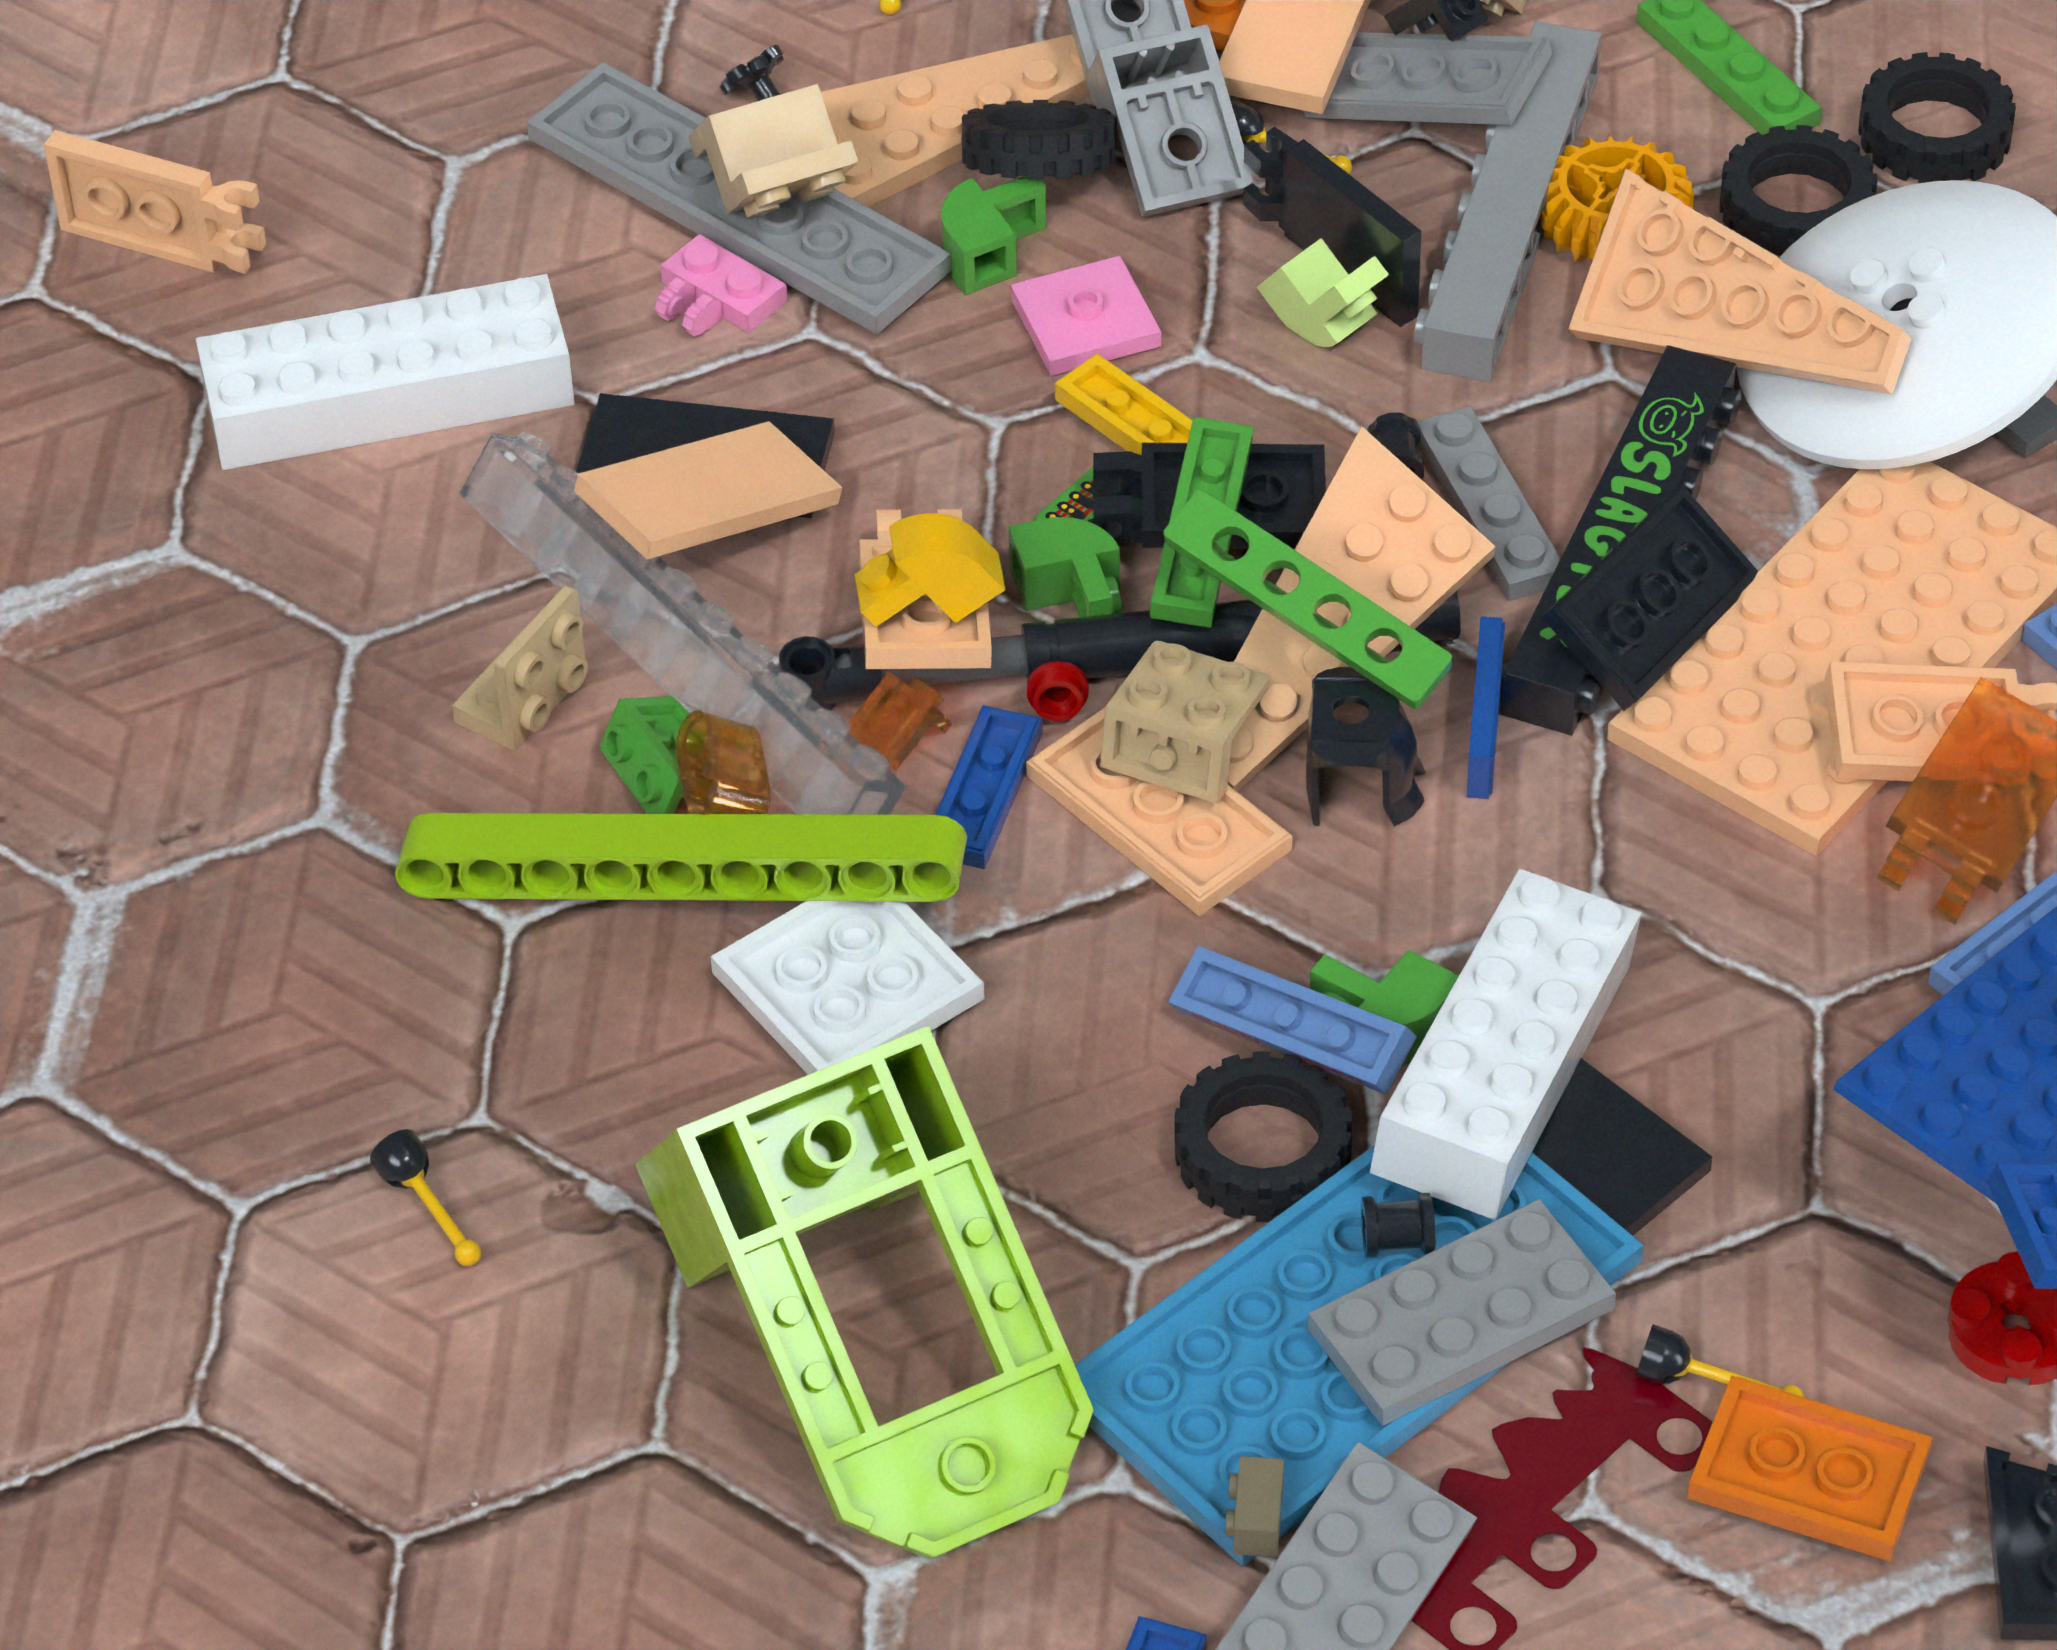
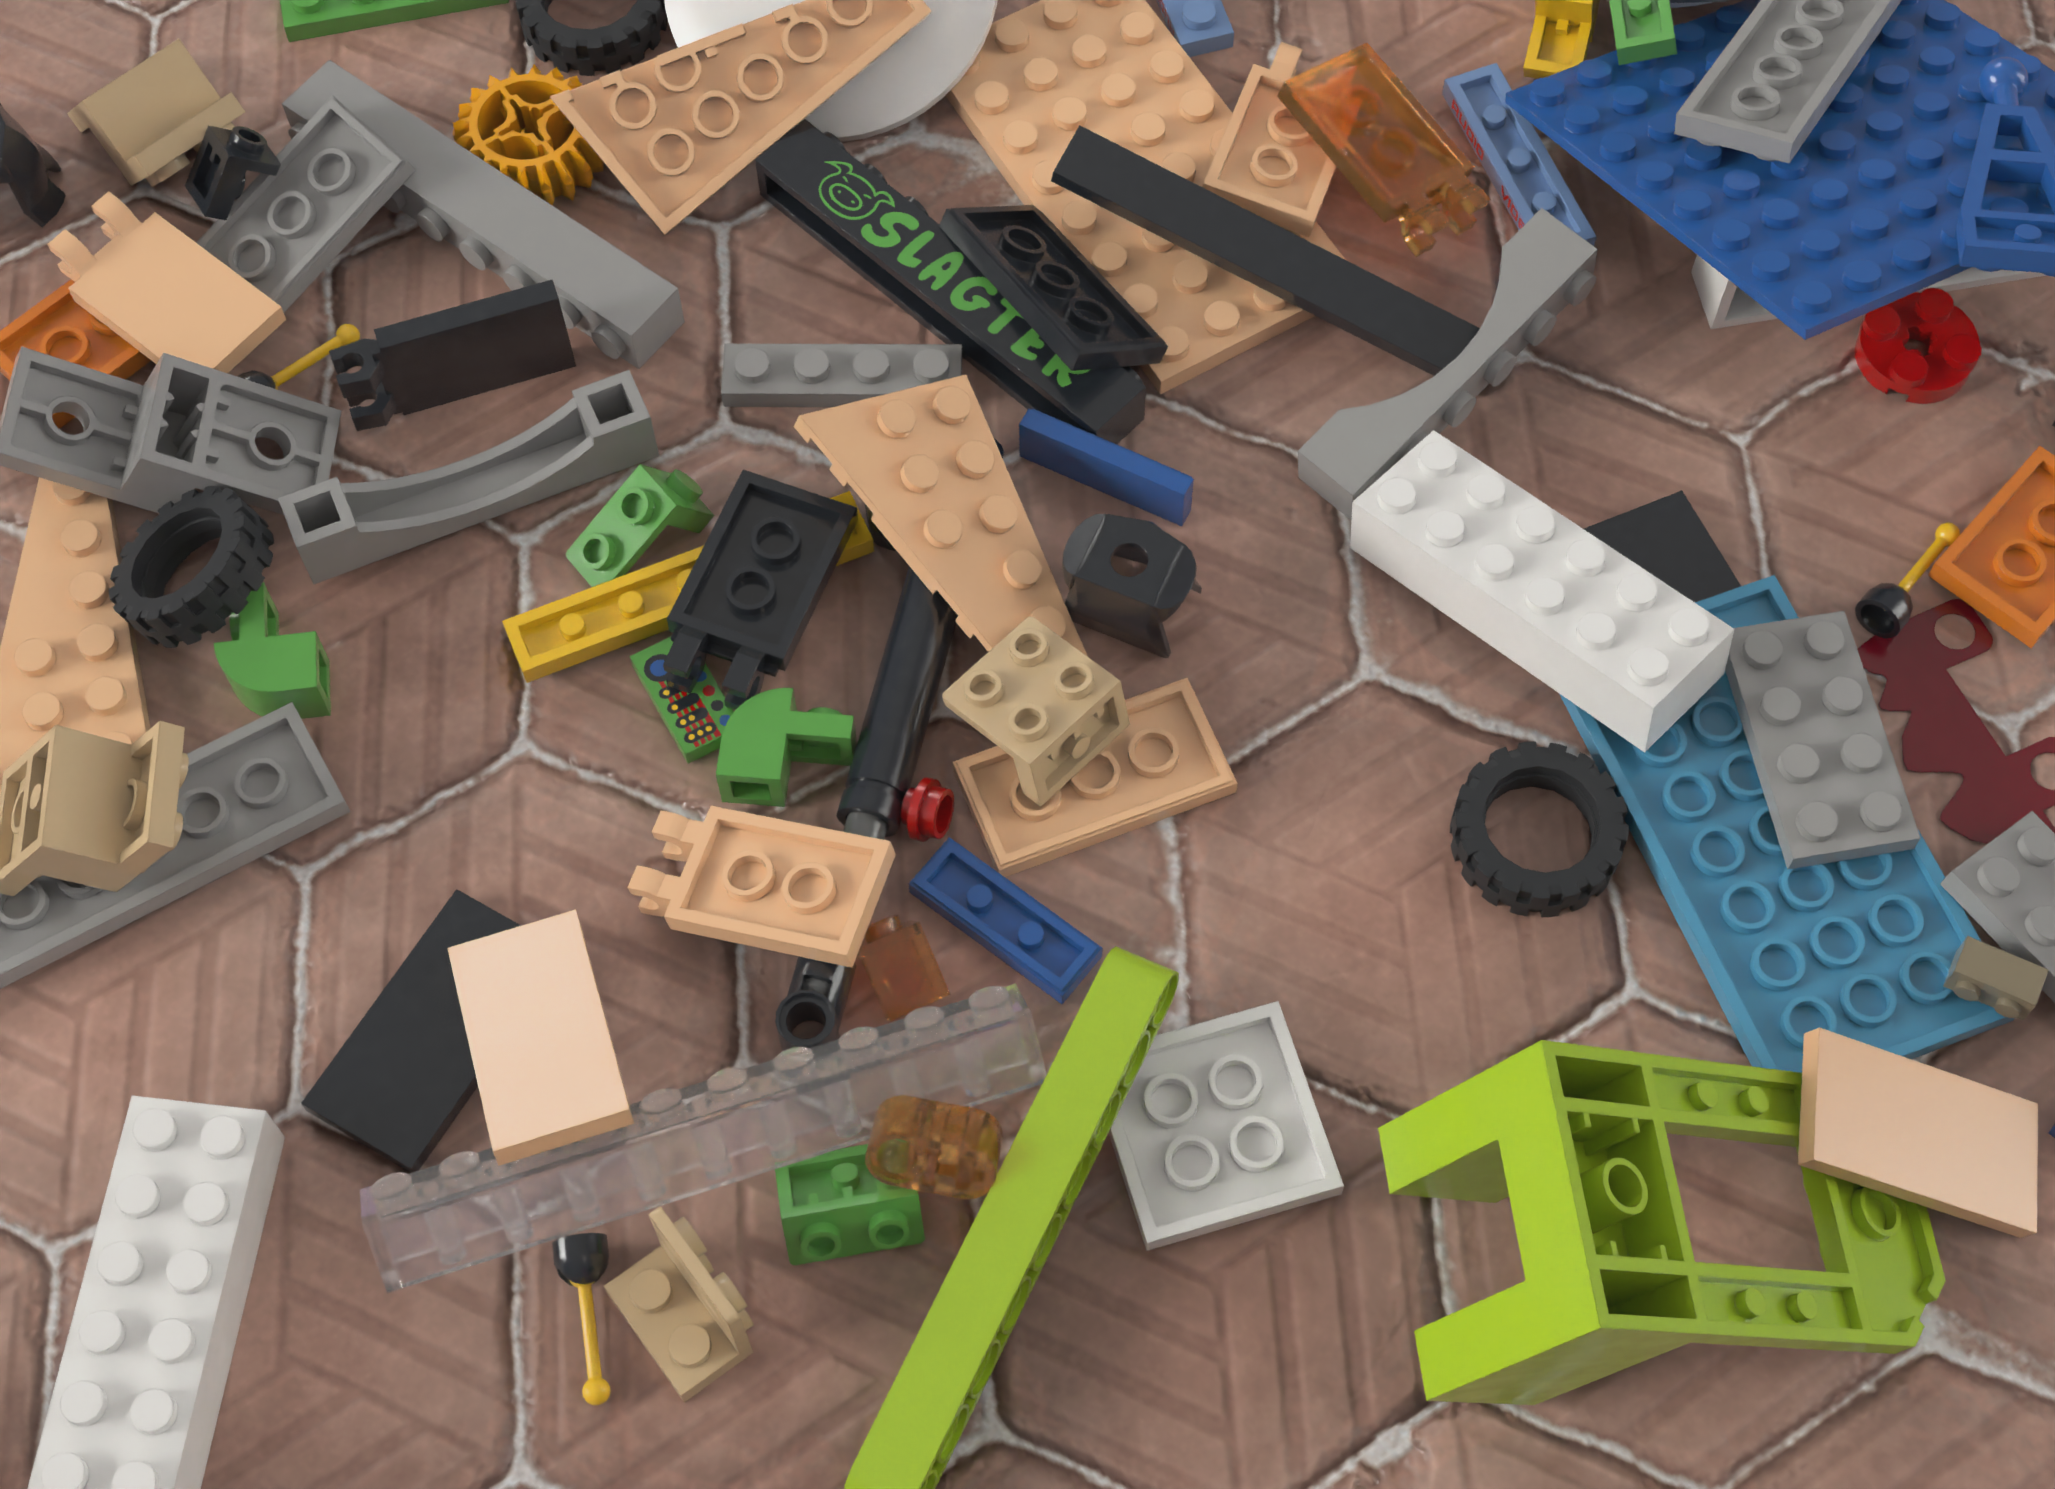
camera: 70 degrees left, 15 degrees up
(530, 605) = (580, 1263): none -> hinge
(716, 286) = (196, 933): bright pink hinge -> none
(933, 558) = (785, 852): yellow brick -> none
(1059, 1474) = (1918, 1133): none -> light nougat tile
(1085, 314) = (426, 617): bright pink plate -> none
(1218, 464) = (817, 600): bright green plate -> none
(1261, 399) = (634, 520): none -> bright green bracket
(1292, 1019) = (1436, 752): medium blue plate -> none
(1313, 345) = (363, 522): none -> light grey arch
(1319, 296) = (515, 401): yellowish green brick -> none
(1398, 1225) = (1718, 750): black bush -> none
(1400, 436) = (754, 422): black bush -> none
(1407, 994) = (1442, 669): bright green brick -> none
(1408, 677) = (896, 597): bright green piece -> none
(1781, 755) = (1261, 252): none -> black tile
(1858, 945) = (1538, 277): none -> light grey arch

